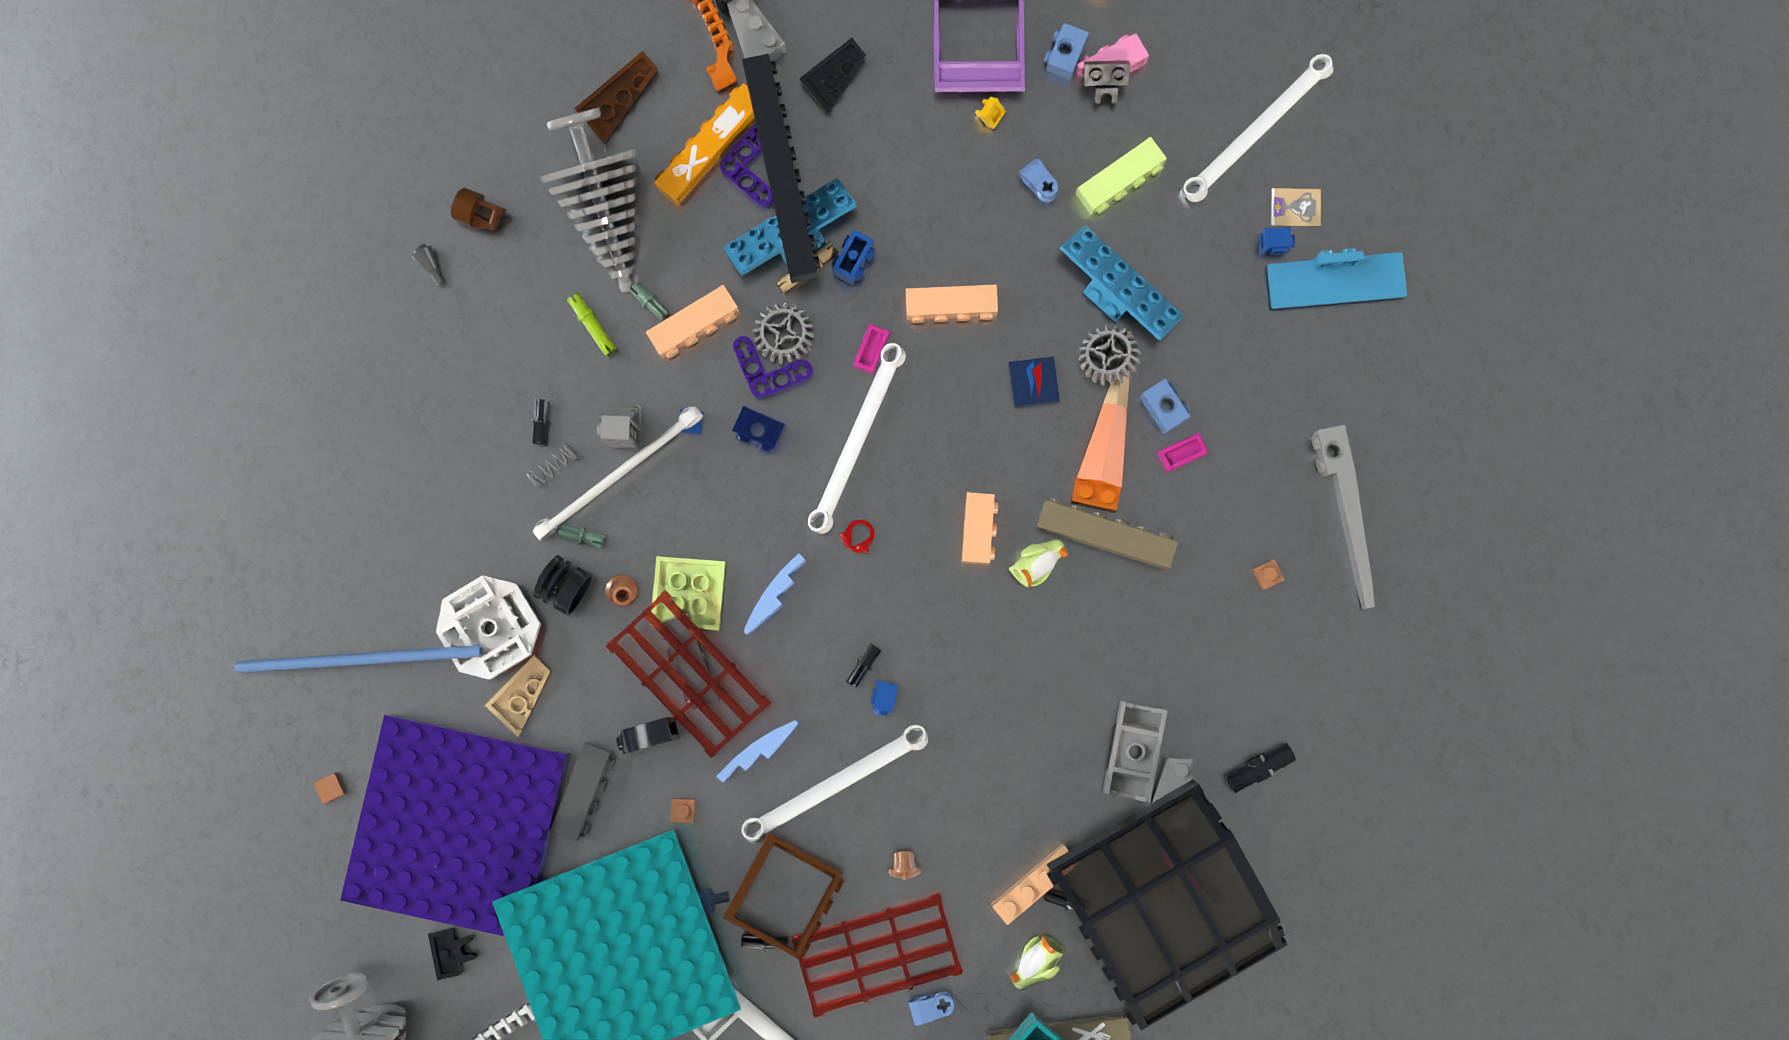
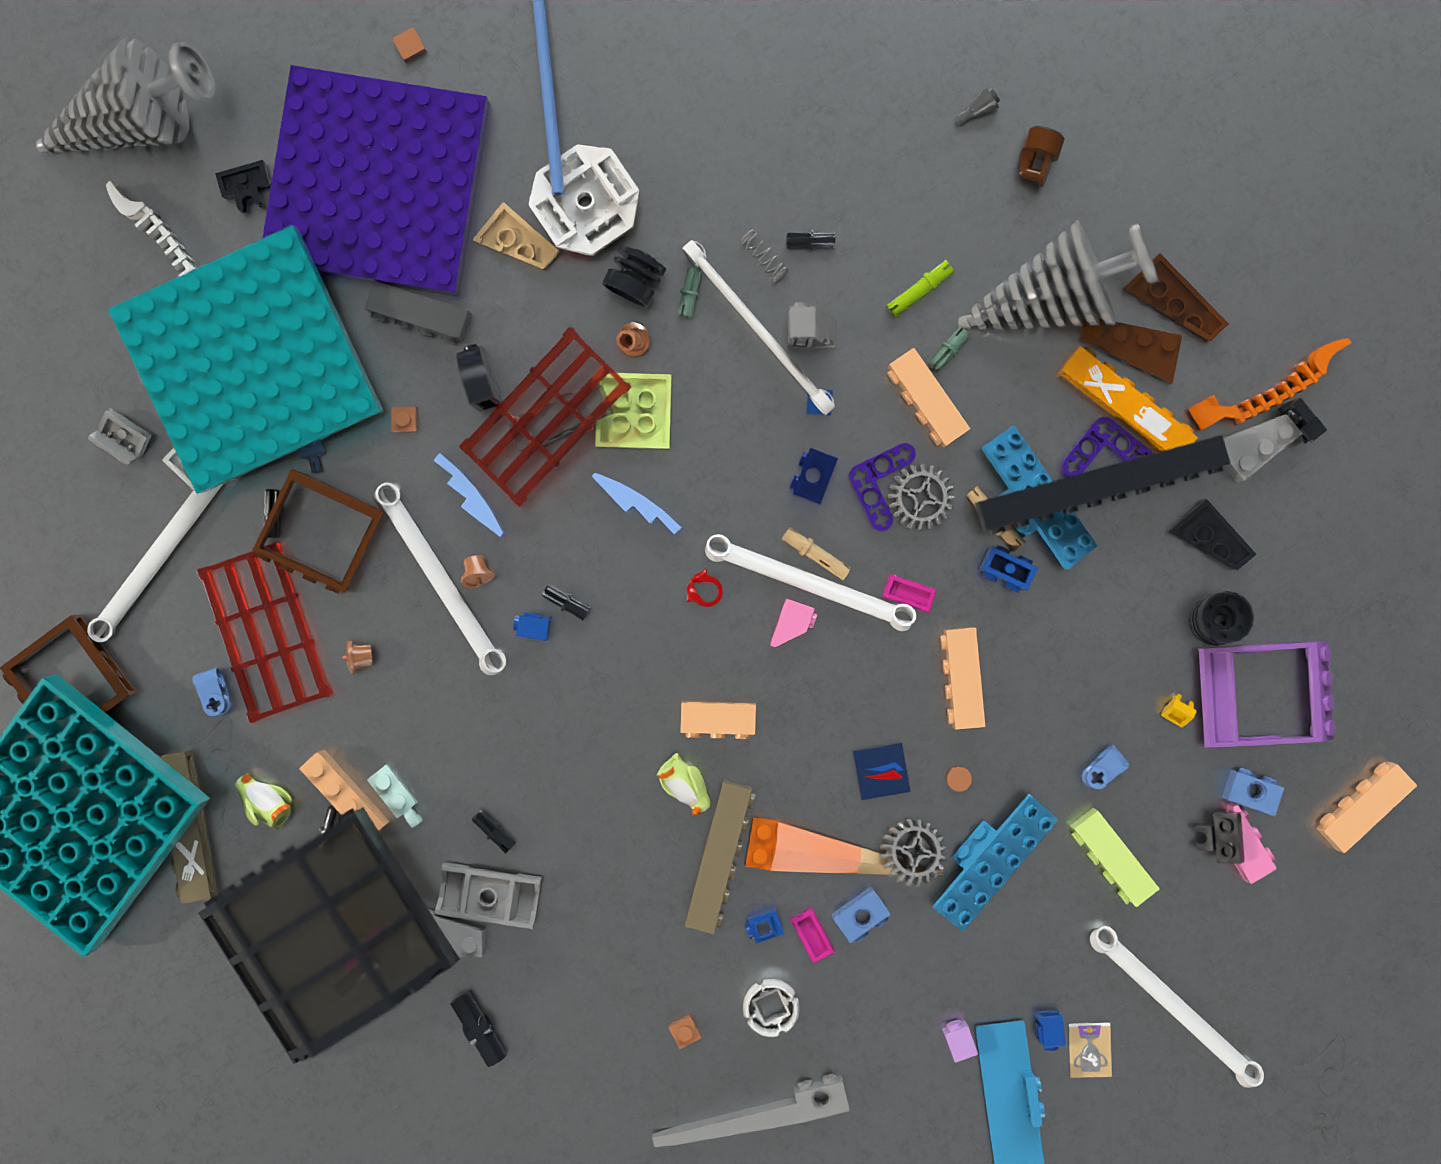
camera: 85 degrees right, 5 degrees up
(656, 136) = (1142, 347): none -> reddish brown wing
(824, 439) = (816, 553): none -> tan pin
(831, 748) = (476, 572): none -> nougat piece
(892, 455) = (793, 621): none -> bright pink slope
(907, 57) = (1235, 622): none -> black wheel
(1036, 836) = (395, 794): none -> light aqua plate
(1043, 312) = (959, 778): none -> nougat tile
(1075, 744) = (493, 831): none -> black axle
(1172, 495) = (764, 925): none -> blue window
(1262, 488) = (780, 1021): none -> white piece
(1283, 322) = (959, 1040): none -> lavender brick

